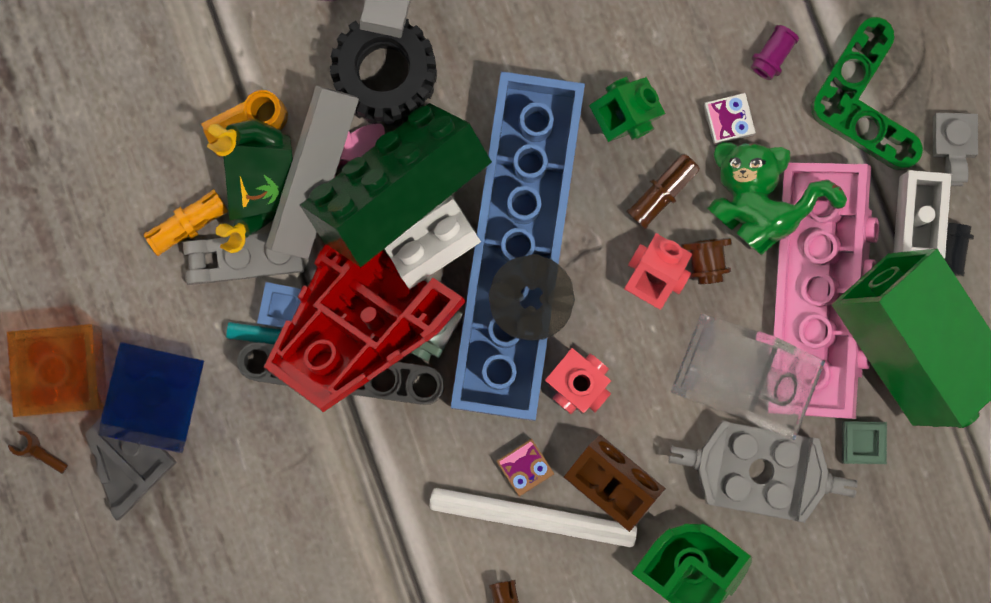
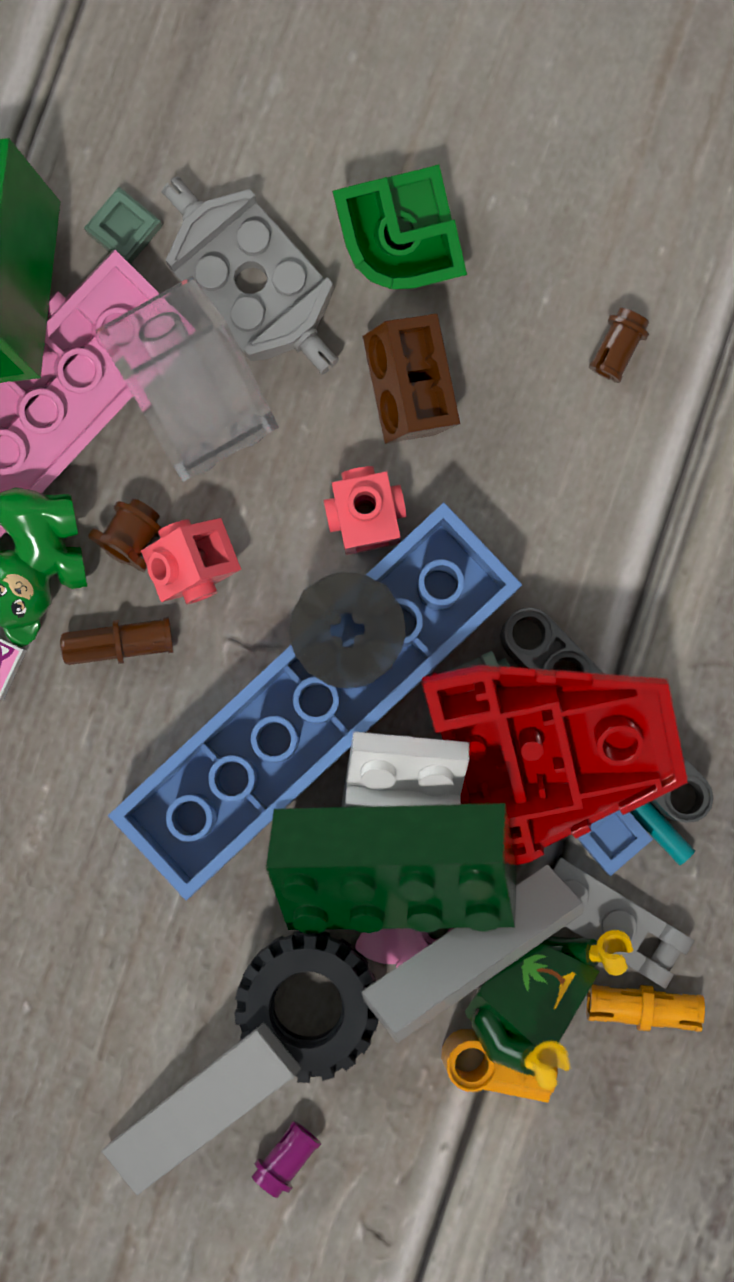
camera: 140 degrees left, 0 degrees up
(525, 467) = (488, 471): tile -> none
(531, 517) = (525, 420): white axle -> none
(627, 109) = (84, 755): green brick -> none

